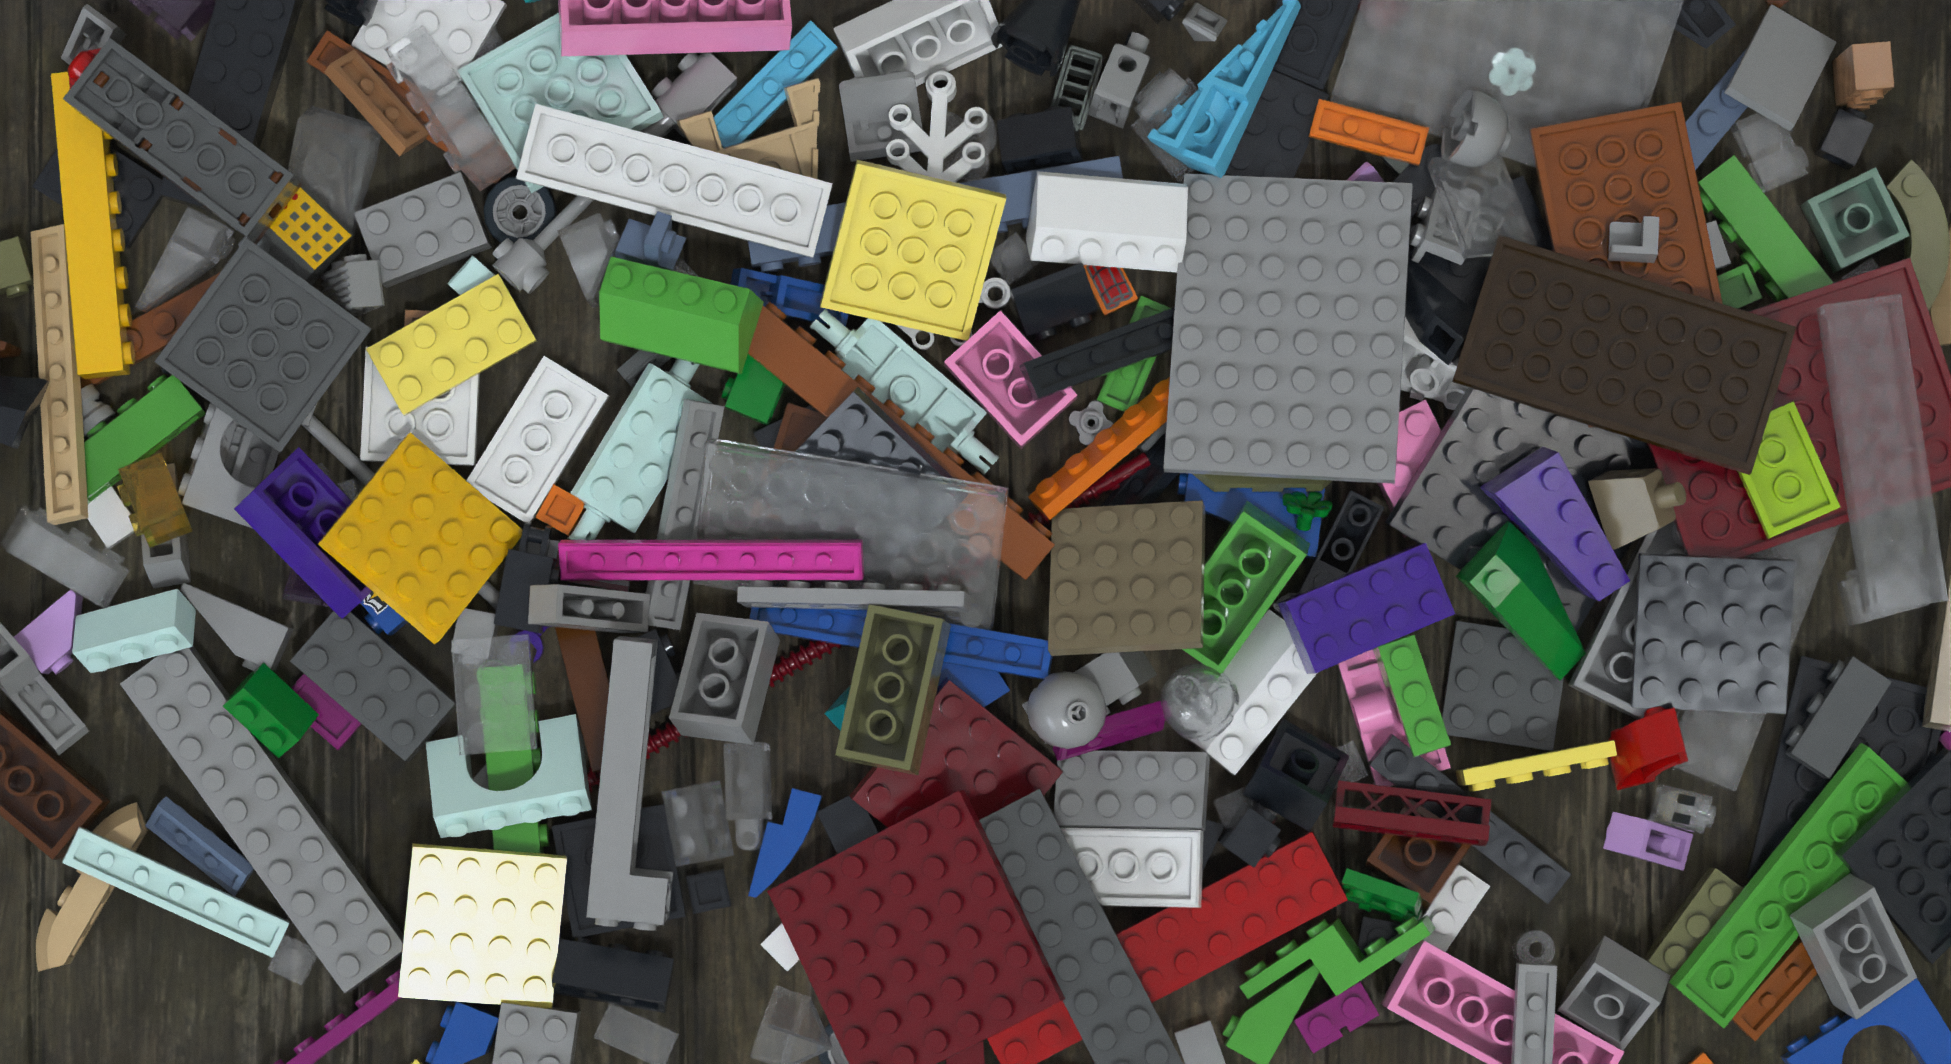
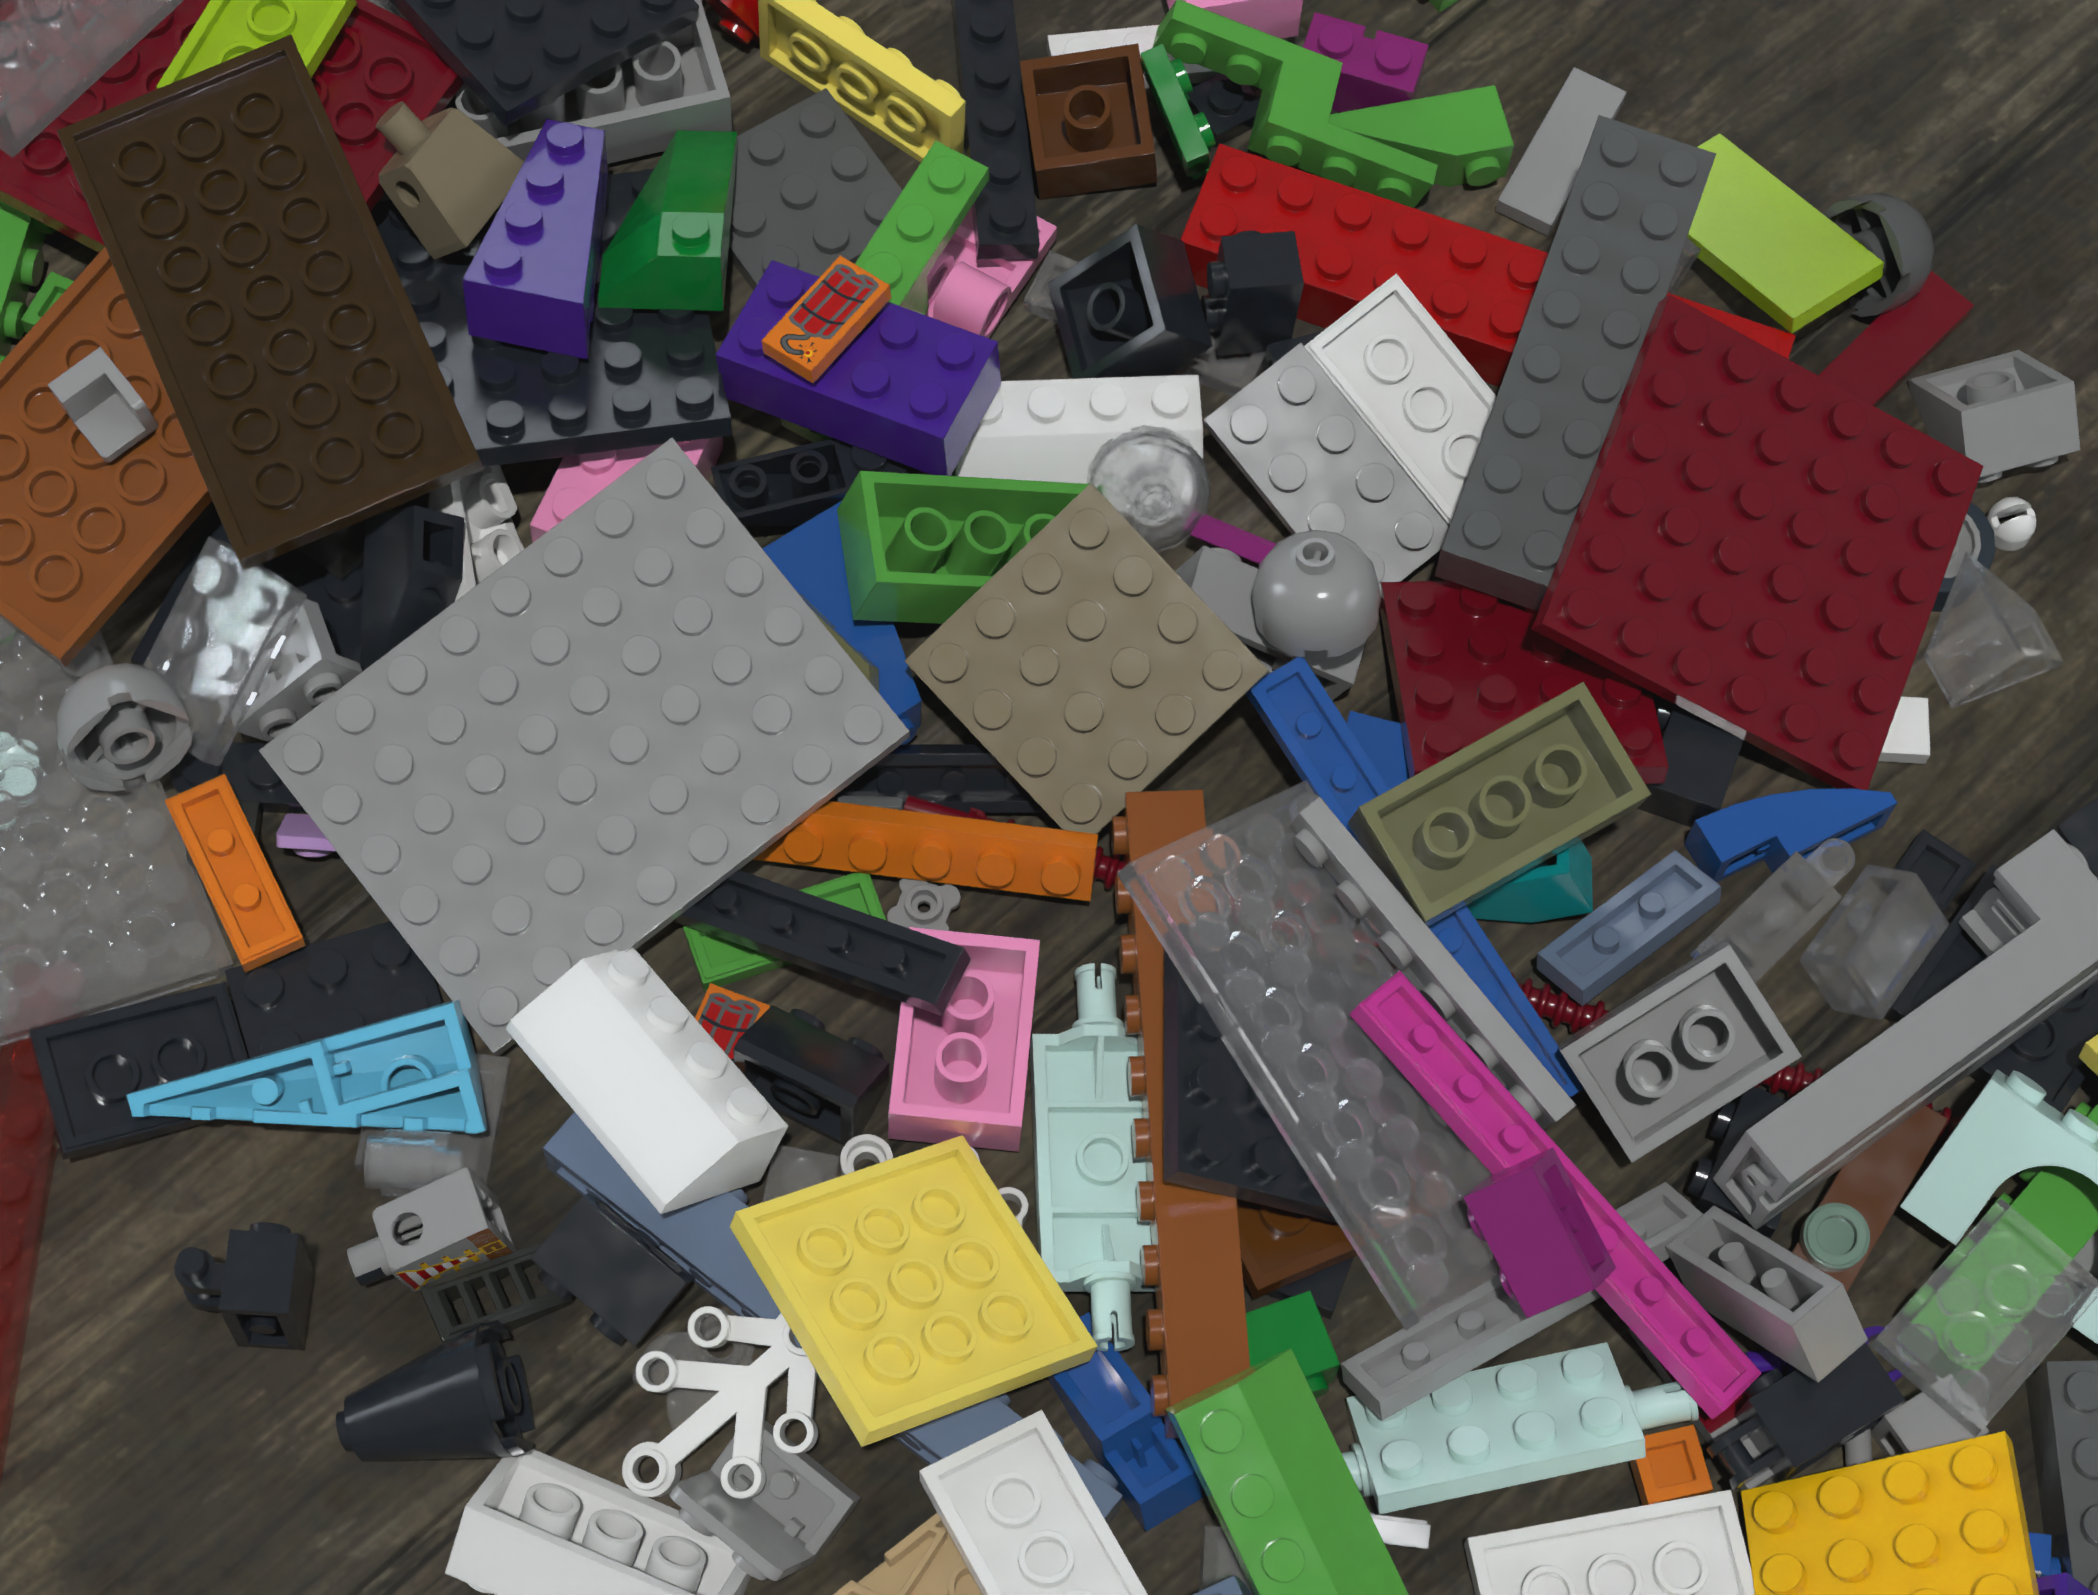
camera: 140 degrees left, 20 degrees down
(588, 672) = (1834, 1237): none -> sand green tile
(695, 528) = (1538, 1233): none -> magenta brick
(803, 723) = (1628, 927): none -> sand blue plate
(1203, 23) = (262, 1197): light grey slope -> none
(1306, 507) = (796, 543): green plant -> none
(1393, 601) = (826, 319): none -> tile
(1415, 825) = (1065, 121): dark red fence -> none

